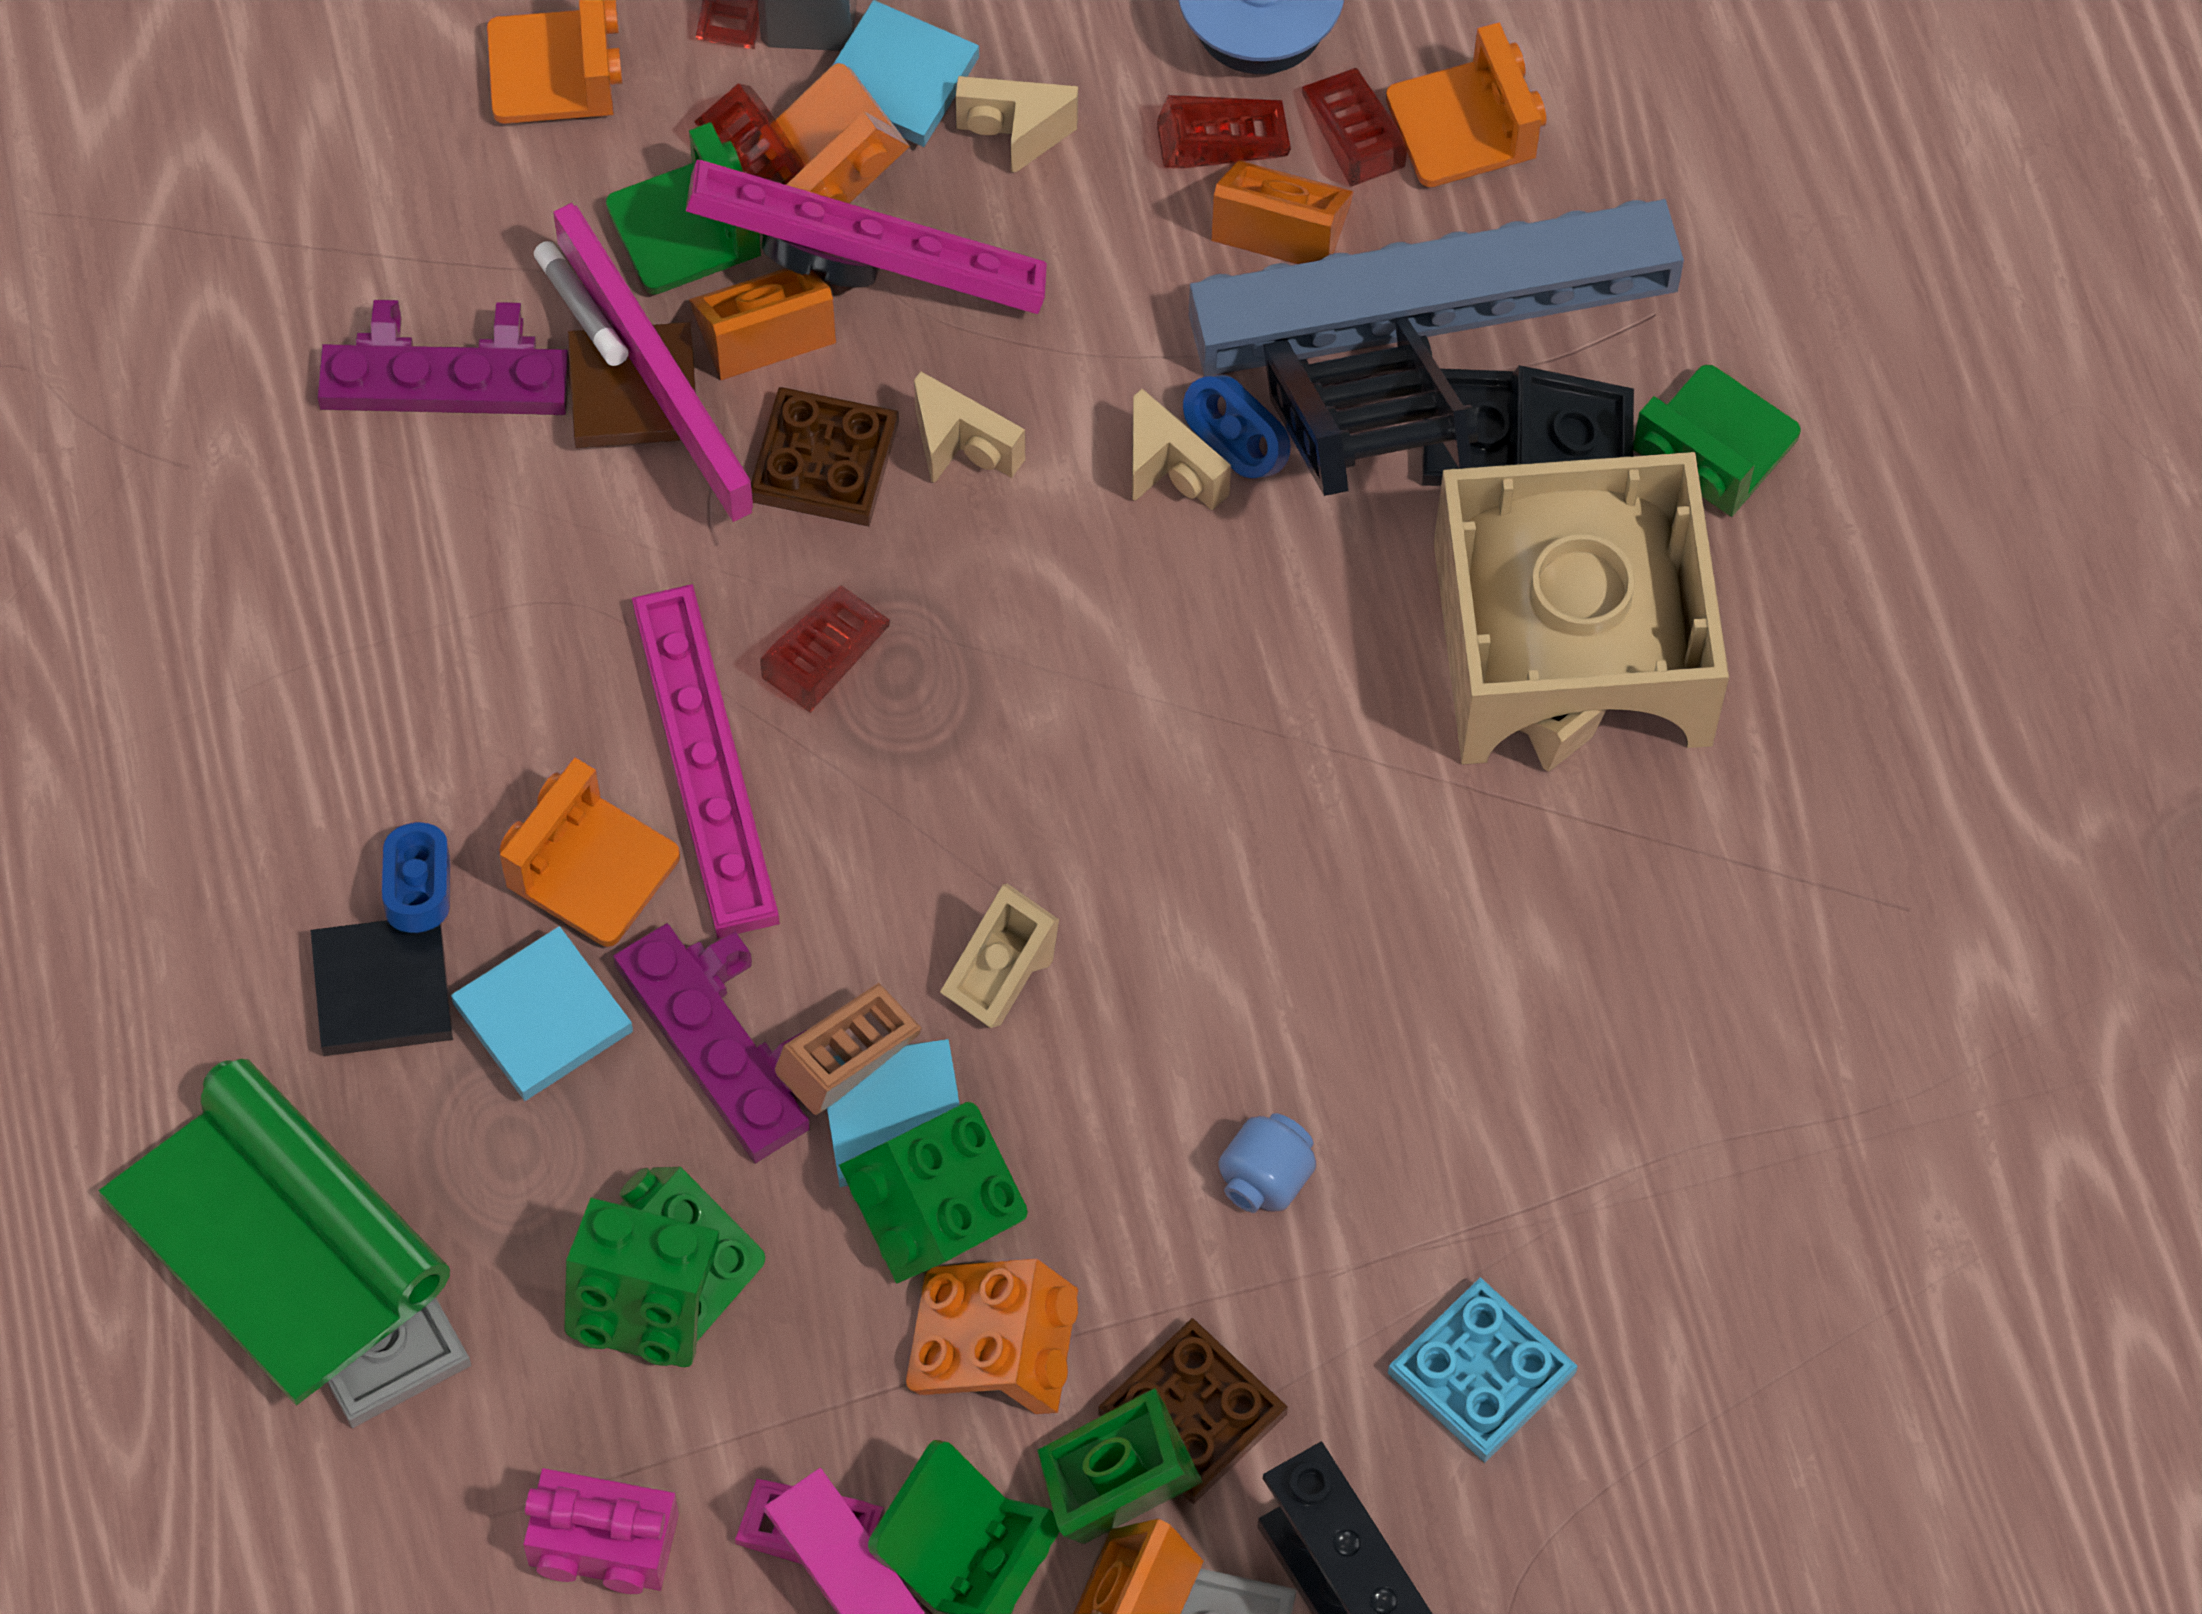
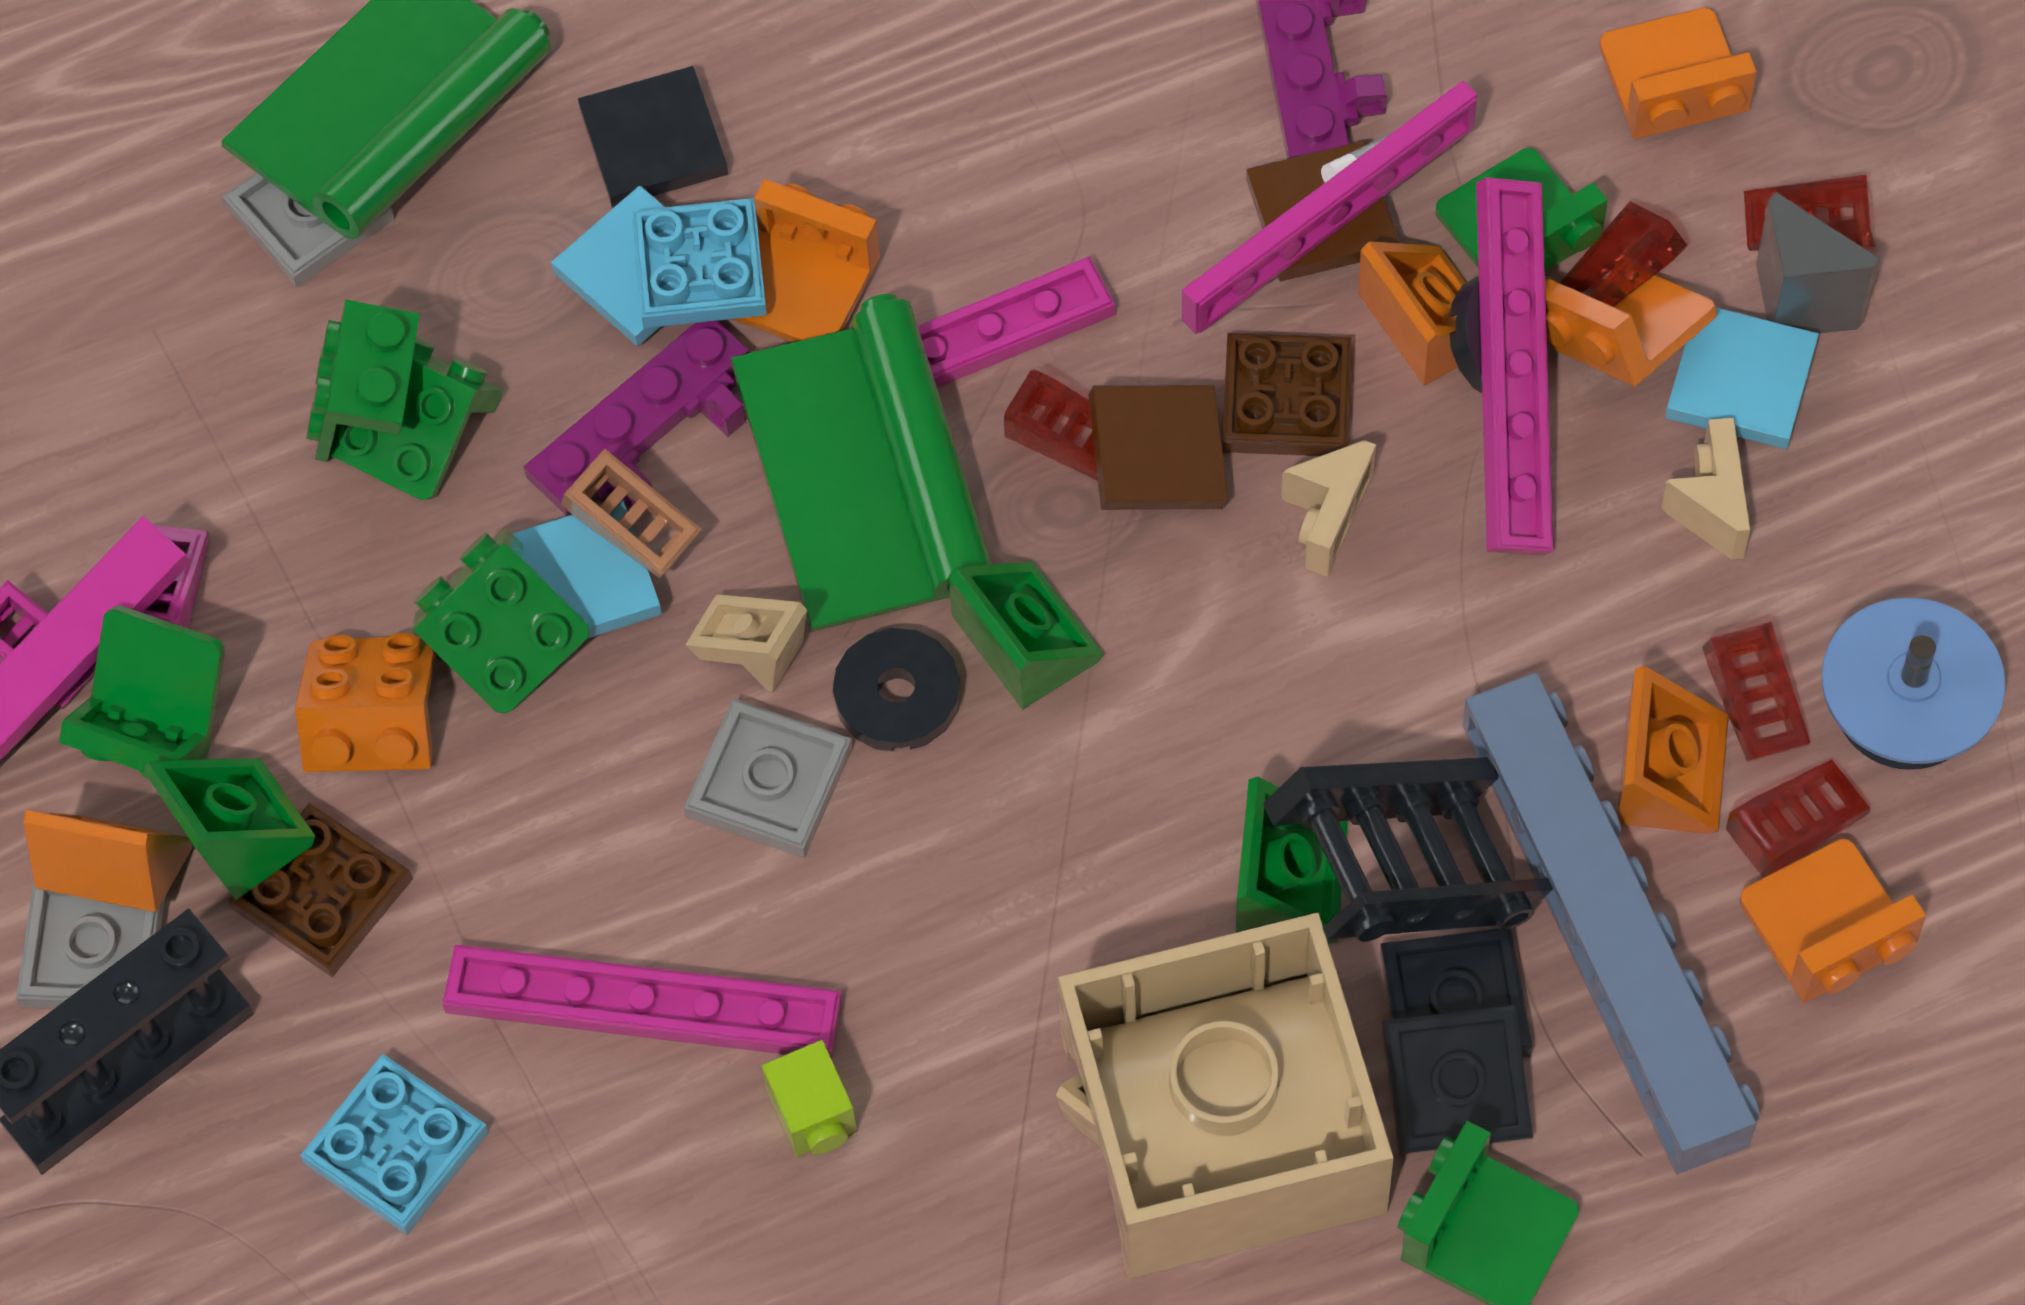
camera: 85 degrees right, 0 degrees up
(416, 877) = (750, 130): blue plate -> none
(564, 946) = (698, 263): none -> medium azure tile
(600, 1531) = (134, 408): dark pink brick -> none
(829, 831) = (861, 466): none -> green door
(871, 565) = (1157, 447): none -> reddish brown tile
(1040, 724) = (1020, 628): none -> green slope
(1067, 813) = (890, 656): none -> black tile
(1147, 976) = (768, 778): none -> light grey tile
(1168, 446) = (1350, 688): tan slope -> none
(1239, 430) = (1409, 734): blue plate -> none
(1267, 1163) = (576, 910): medium blue head -> none
(1333, 542) = (1281, 869): none -> green slope
(1367, 1125) = (640, 1001): none -> dark pink tile
(1506, 977) = (810, 1100): none -> lime brick

